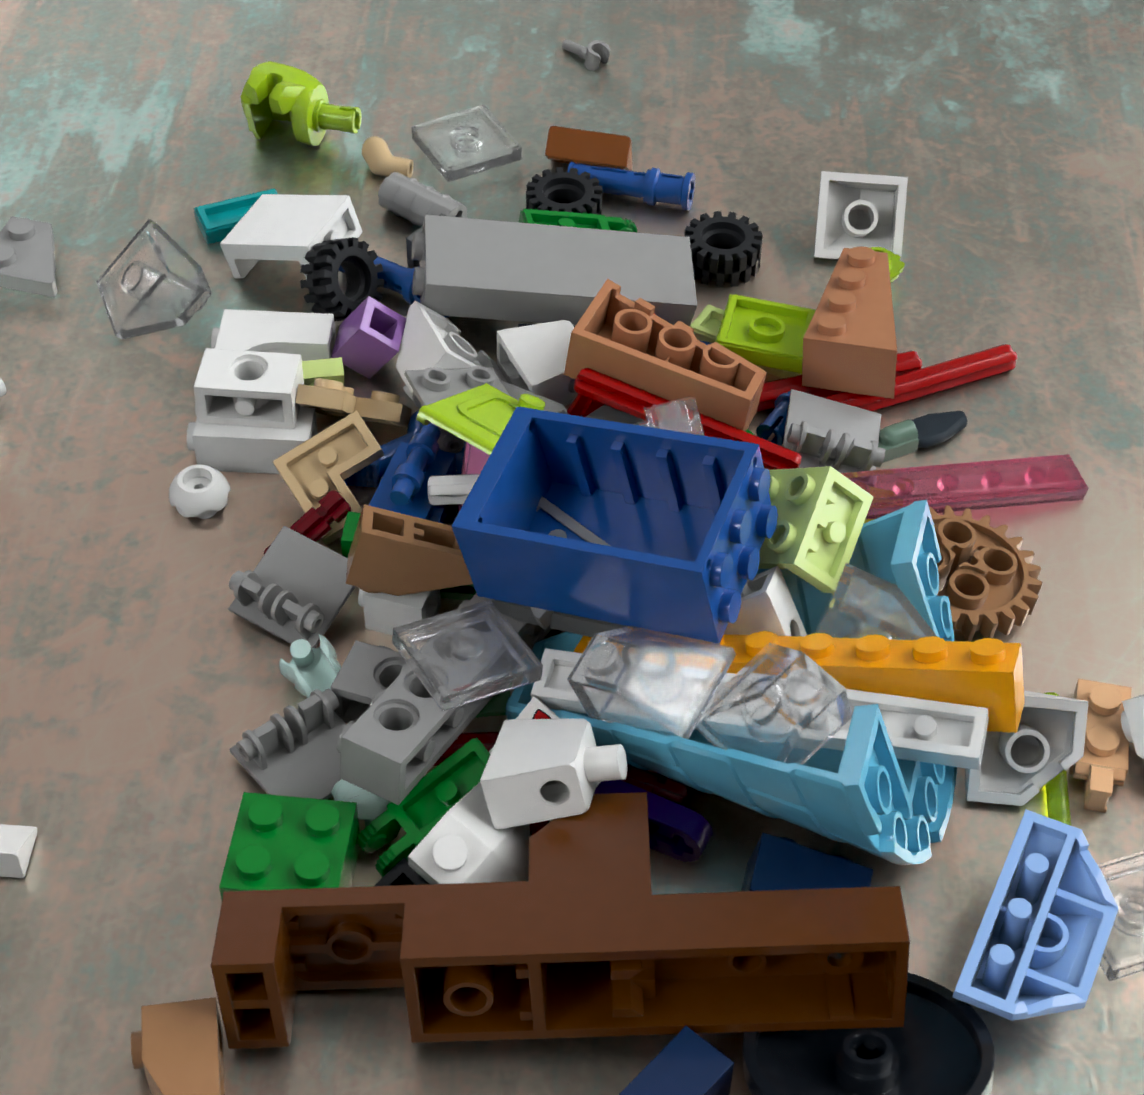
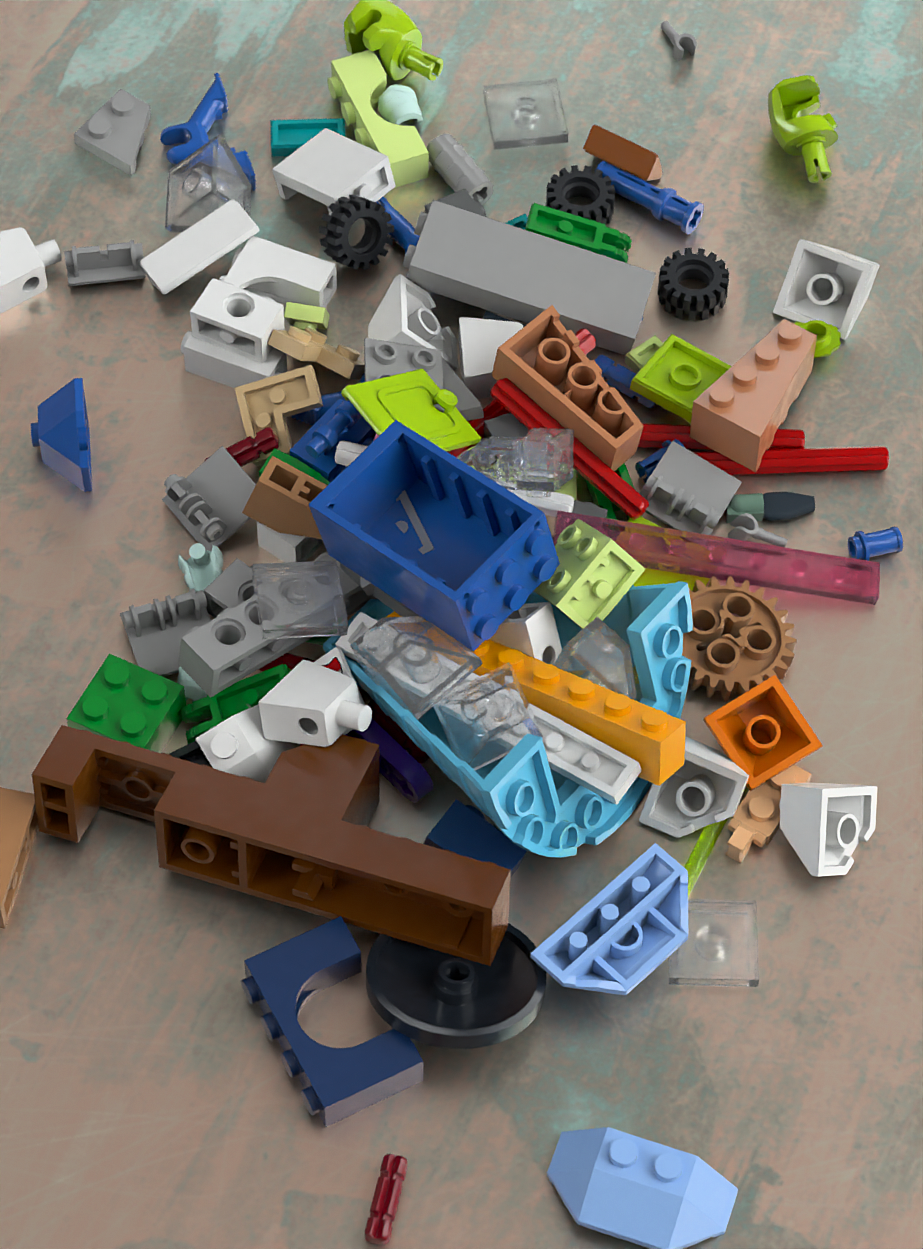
camera: 20 degrees right, 10 degrees up
(41, 388) = (94, 266): none -> light grey hinge
(83, 565) = (65, 434): none -> blue slope
(112, 238) = (196, 129): none -> blue piece
(166, 337) = (198, 246): none -> white slope
(199, 491) = (177, 402): white plate -> none
(280, 159) = (358, 84): none -> yellowish green arch
(327, 163) = (399, 104): none -> light aqua arm
(369, 337) = (356, 293): medium lavender brick -> none
(381, 161) = (445, 112): tan arm -> none
(752, 91) = (798, 131): none -> lime piece
(911, 456) = (747, 527): none -> light grey hand
(1049, 439) = (873, 544): none -> blue pin
(1070, 649) = (763, 732): none -> orange slope

